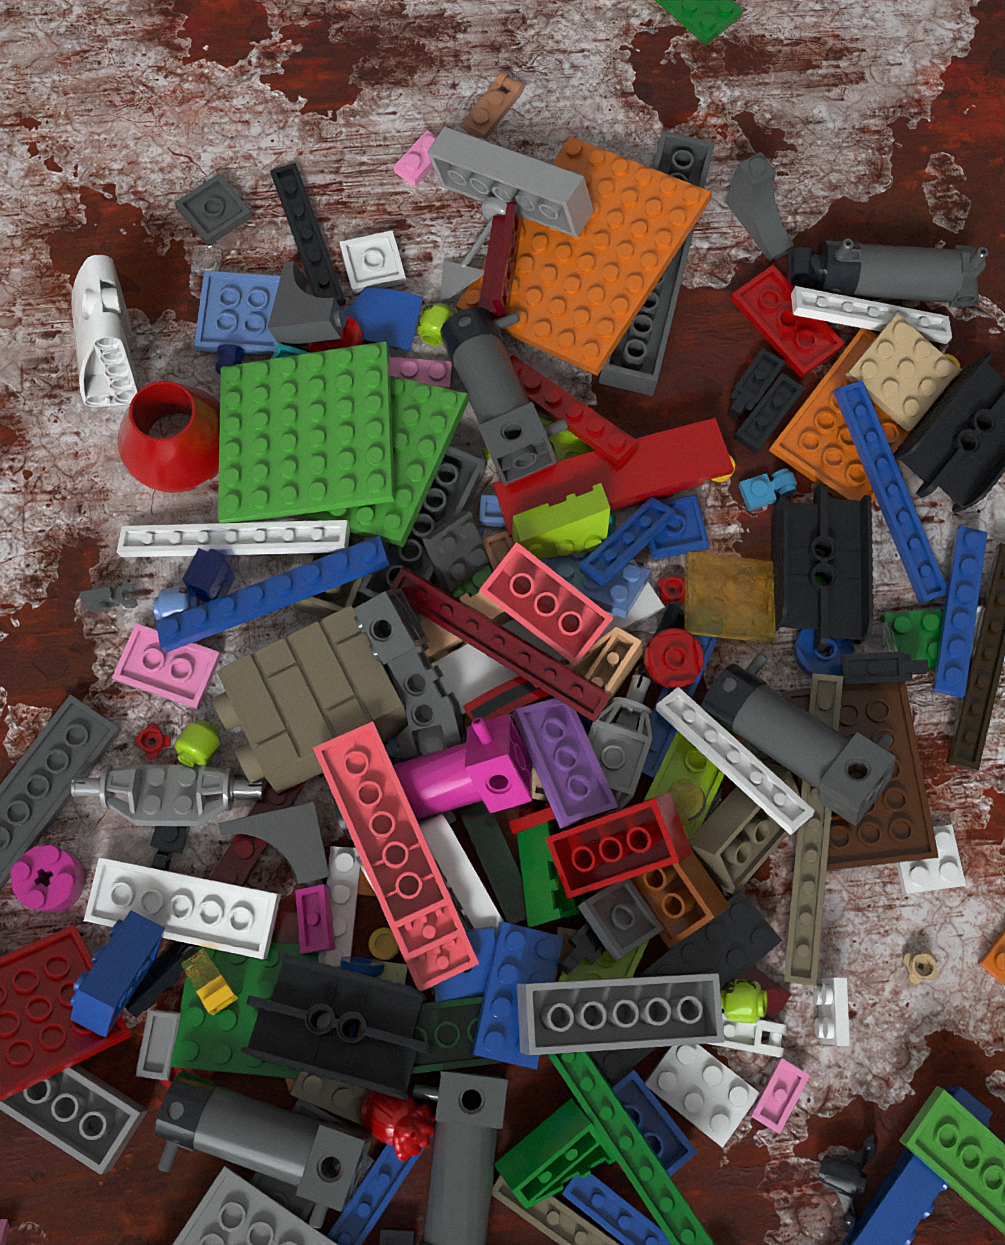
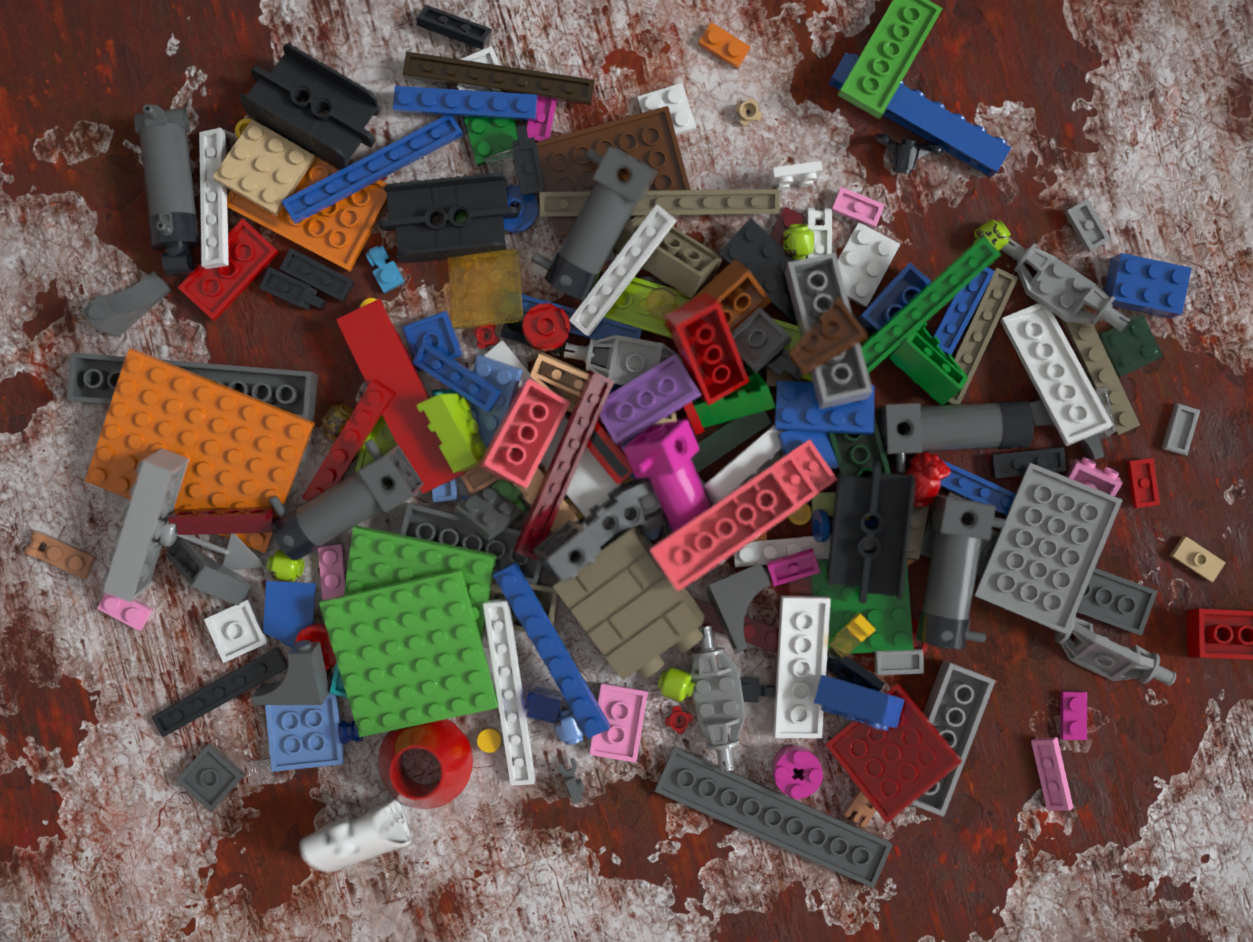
camera: 90 degrees left, 15 degrees up
(182, 511) = (489, 740): none -> yellow tile
(439, 241) = (207, 574): none -> dark grey arch
(597, 401) = (335, 420): none -> clear yellow head
(611, 1009) = (831, 336): none -> reddish brown wing
(931, 703) = (542, 127): none -> dark pink plate

